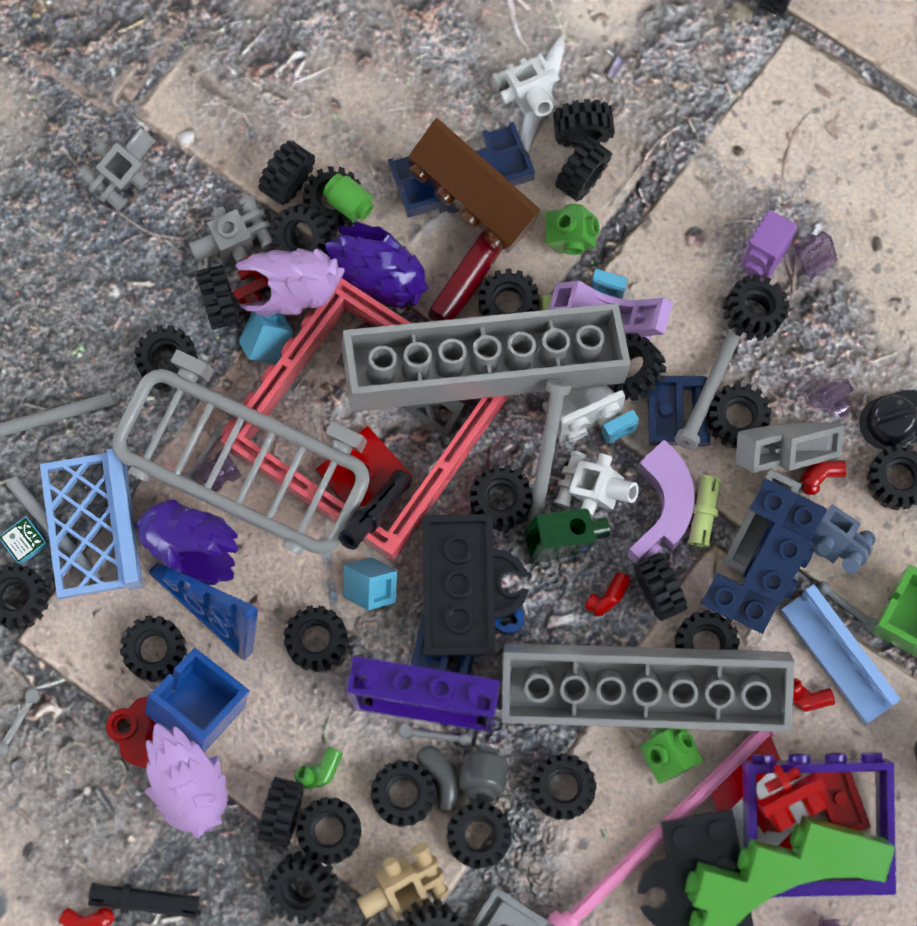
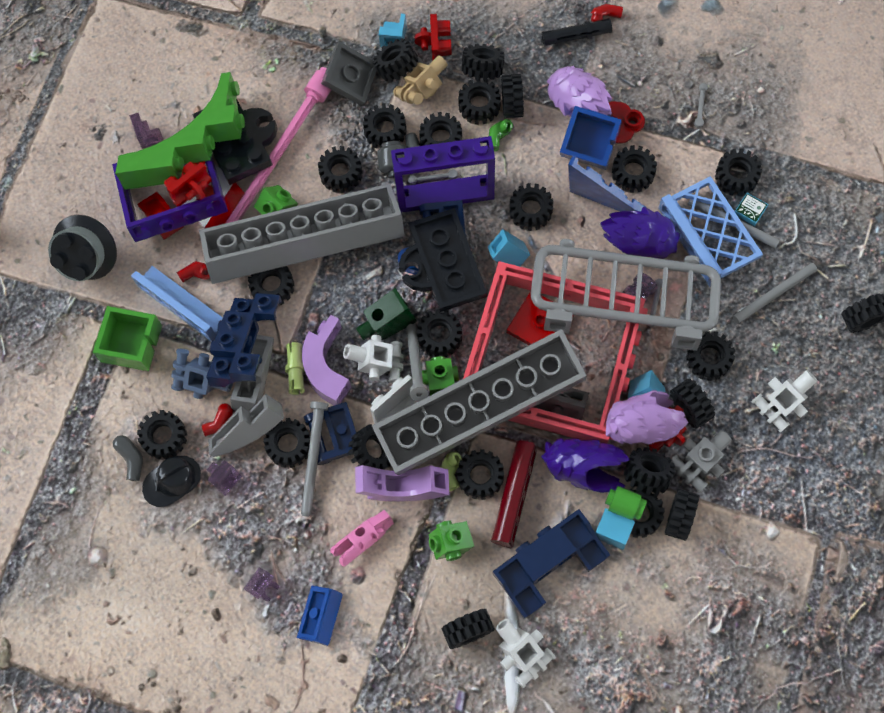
camera: 165 degrees right, 5 degrees down
(100, 270) = (786, 398): none -> white piece
(121, 166) = (809, 480): light grey piece -> none
(367, 518) = (527, 255): black pin -> none
(377, 183) = (614, 529): none -> medium azure panel
(472, 187) = (533, 531): reddish brown slope -> none
(523, 423) = (439, 374): none -> bright green brick
(583, 169) = (456, 590): black tyre -> none
(609, 283) = (409, 509): medium azure tile -> none
(612, 596) = (344, 290): red arm -> none
(620, 427) = (364, 408): medium azure tile -> none
(660, 586) = (311, 302): black tyre -> none
(661, 274) = (362, 537): none -> bright pink hinge
(753, 198) = (320, 615): none -> blue slope
(765, 295) = (310, 524): black tyre -> none
(767, 245) = (296, 569): medium lavender brick -> none
(825, 589) = (200, 345): light grey hinge -> none

